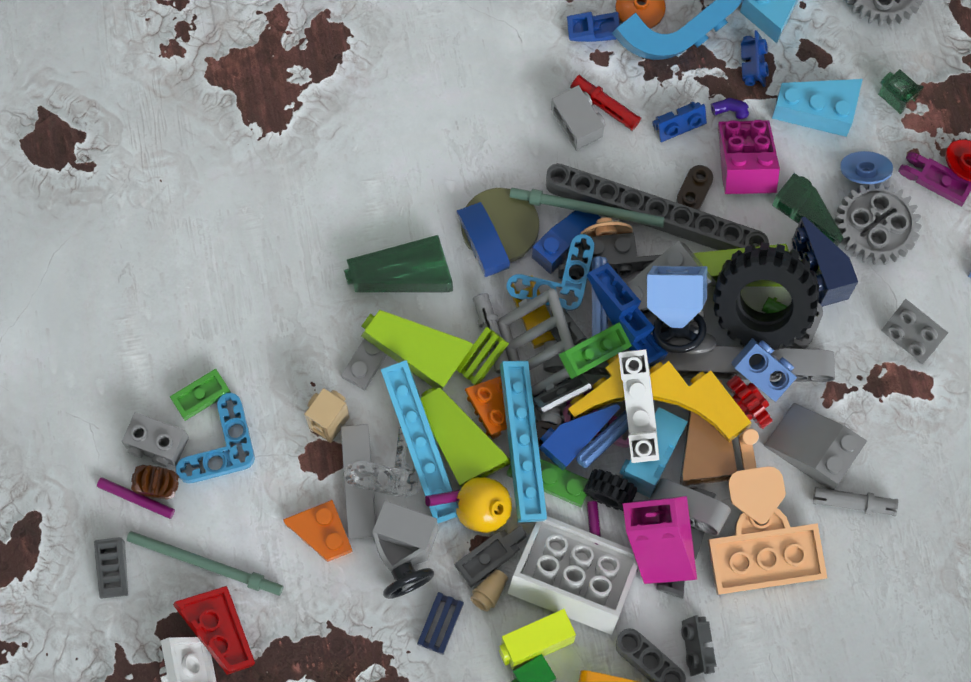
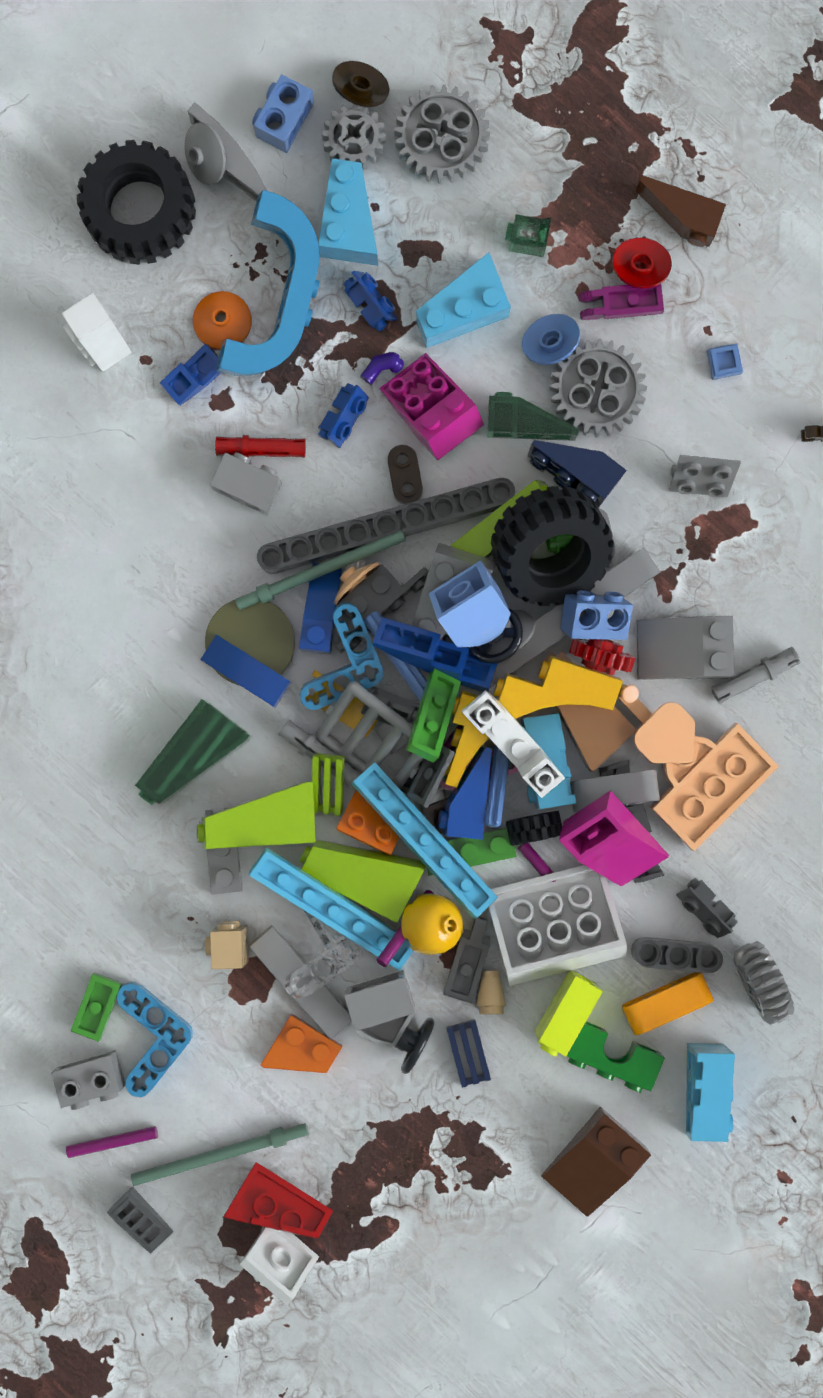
camera: 35 degrees left, 15 degrees up
(154, 482) = (119, 1121): reddish brown gear -> none

